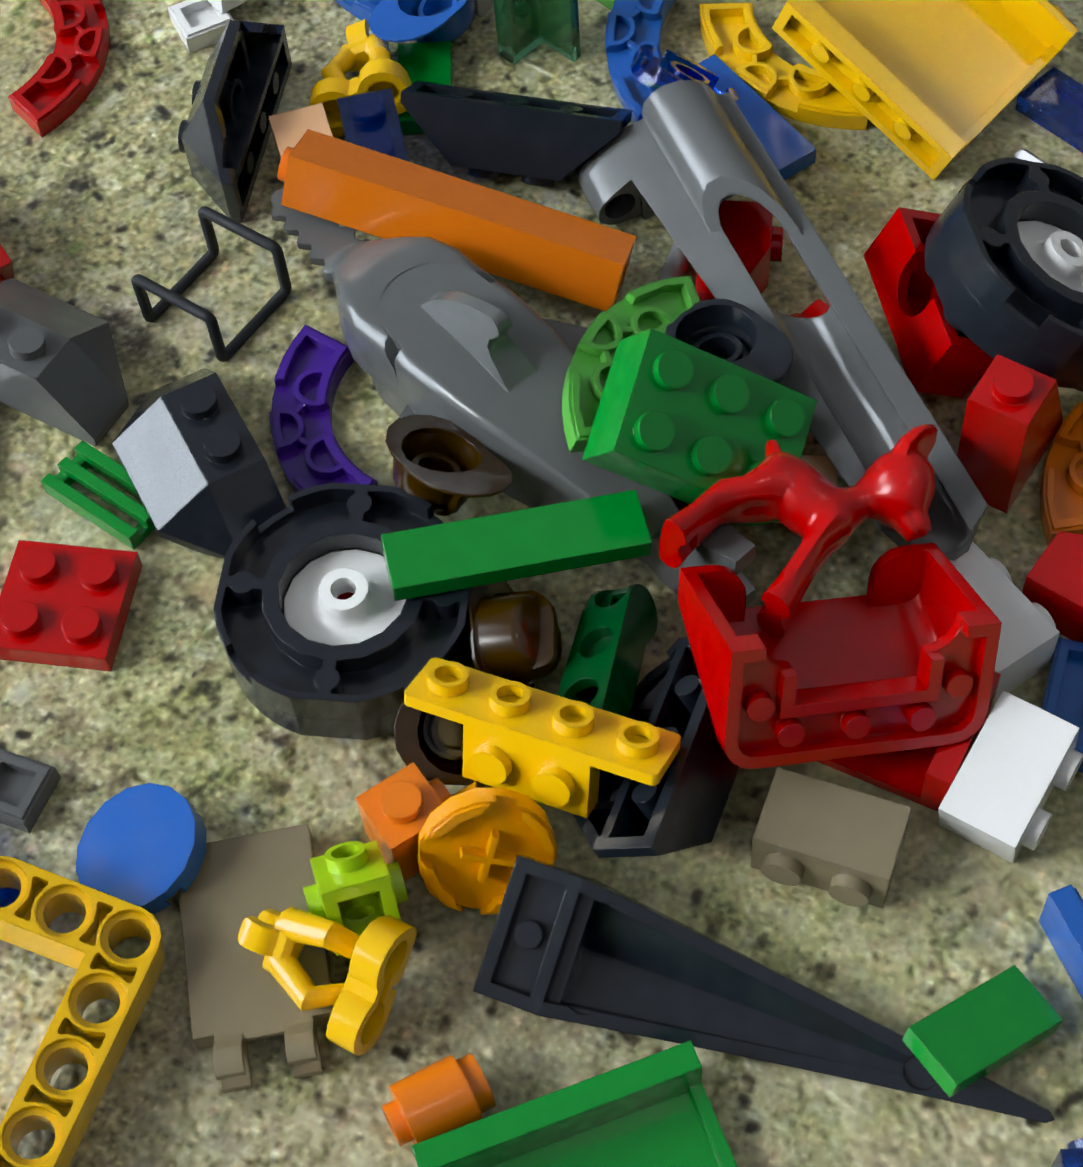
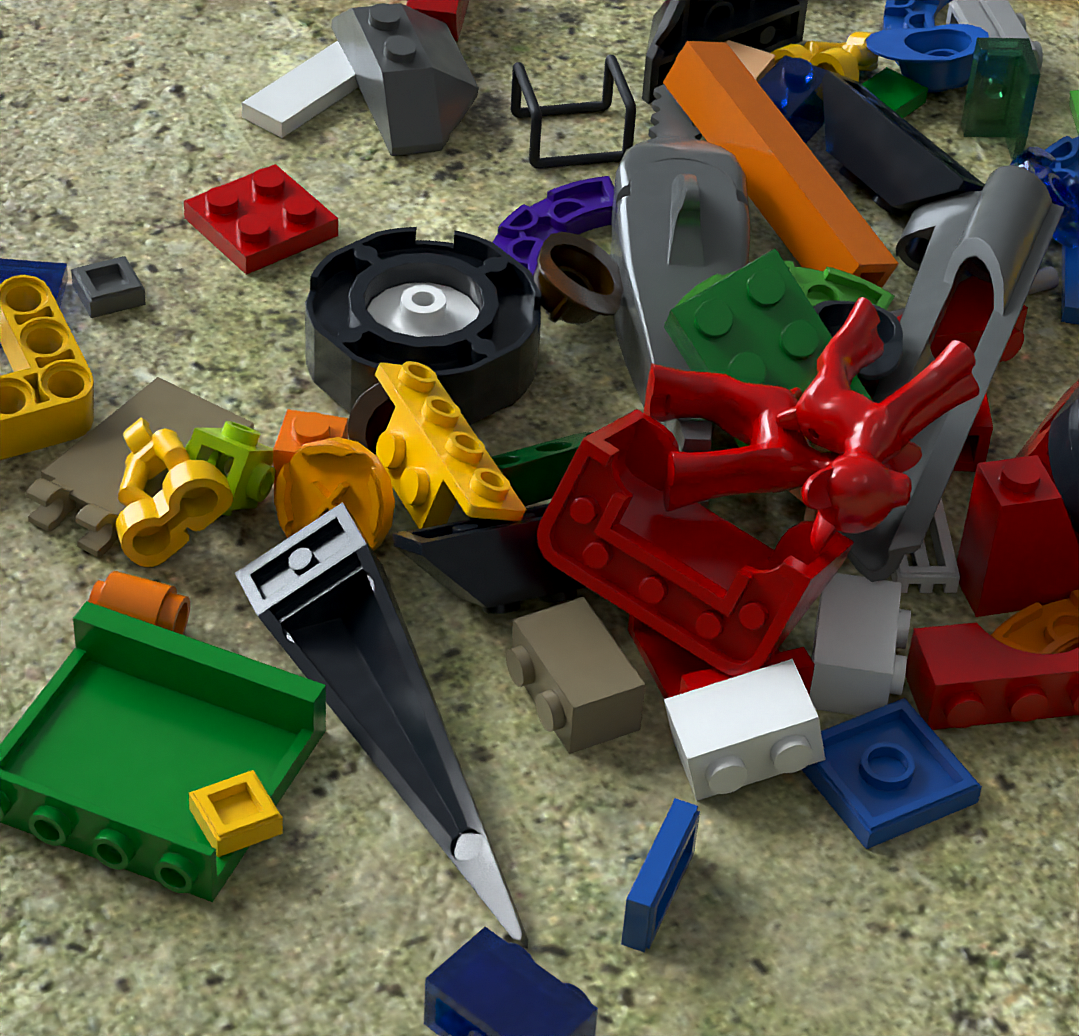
camera: 35 degrees right, 15 degrees down
(75, 470) = (359, 159): green tile -> none
(142, 846) = (140, 359): blue tile -> none
(197, 465) = (439, 187): black wedge -> none
(513, 633) = (509, 404): dark brown piece -> none
(515, 545) = (551, 343): green tile -> none
(949, 509) = (856, 487): none -> red animal
(981, 1030) = (534, 849): green tile -> none

